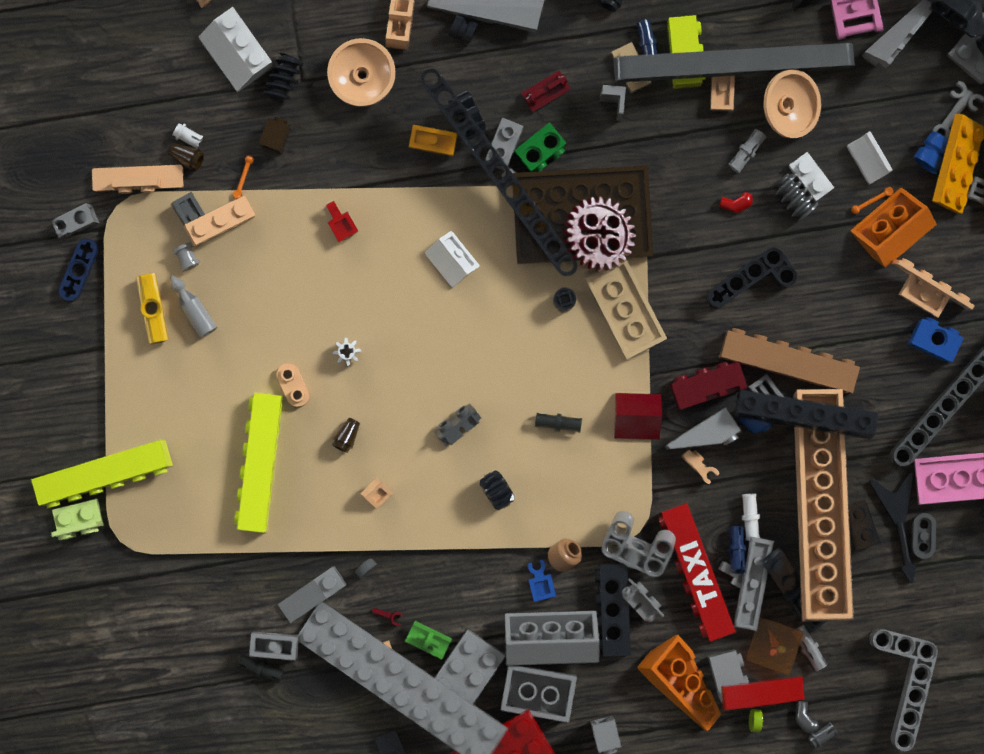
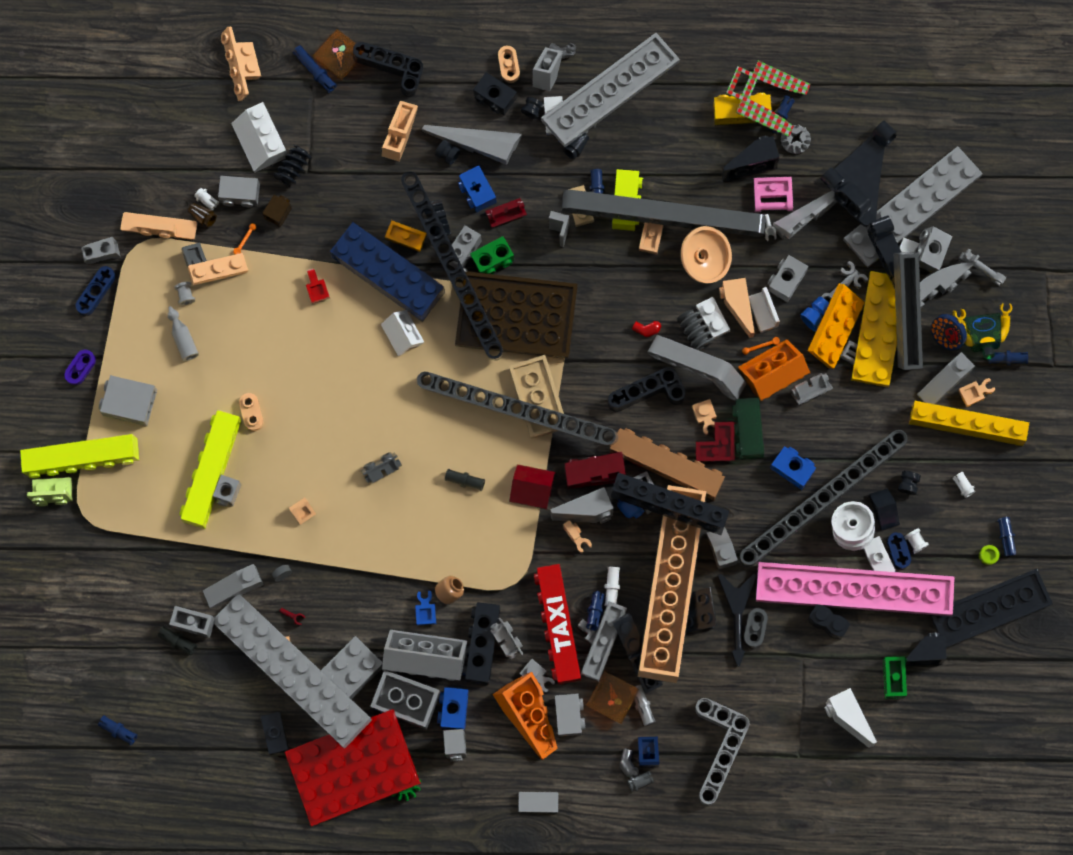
camera: 20 degrees right, 10 degrees down
(77, 364) = (77, 366): none -> dark purple plate
(145, 397) = (128, 400): none -> light grey brick
(149, 294) = (148, 341): yellow piece -> none
(224, 119) = (239, 191): none -> light grey brick
(289, 476) = (226, 482): none -> light grey brick
(342, 348) = (297, 388): white gear -> none
(346, 436) = (286, 460): dark brown cone -> none
(357, 57) = (354, 160): light nougat dish -> none
(421, 189) = (387, 271): none -> dark blue brick
(428, 640) = (322, 640): bright green hips -> none
(497, 490) = (402, 524): black gear -> none
(518, 76) = (472, 179): none -> blue brick
(565, 302) = (488, 379): black wheel -> none
(595, 677) = (453, 696): none -> blue brick
(600, 254) = (523, 345): gear -> none
(616, 324) = (508, 404): none -> dark grey beam
(634, 551) = (508, 596): light grey beam -> none
(679, 628) = (538, 672): none -> light grey plate
(747, 151) = (663, 288): light grey pin -> none
(755, 720) = (585, 757): lime tile -> none
(762, 693) = (594, 733): red slope -> none
(821, 293) = (704, 414): none -> light nougat plate
(826, 701) = (648, 752): none -> dark blue slope
(836, 246) = (699, 363): none -> light grey beam
(837, 152) = (737, 301): none -> light nougat slope
(849, 331) = (723, 447): none -> dark red plate
(859, 58) = (769, 230): none -> white hand
(871, 453) = (722, 549): none -> light grey slope
(876, 303) = (748, 428): none -> clear green brick
(900, 104) = (782, 288): none -> light grey brick
(926, 292) = (792, 426): light nougat bracket -> none
(937, 247) = (804, 392): none -> light grey hinge

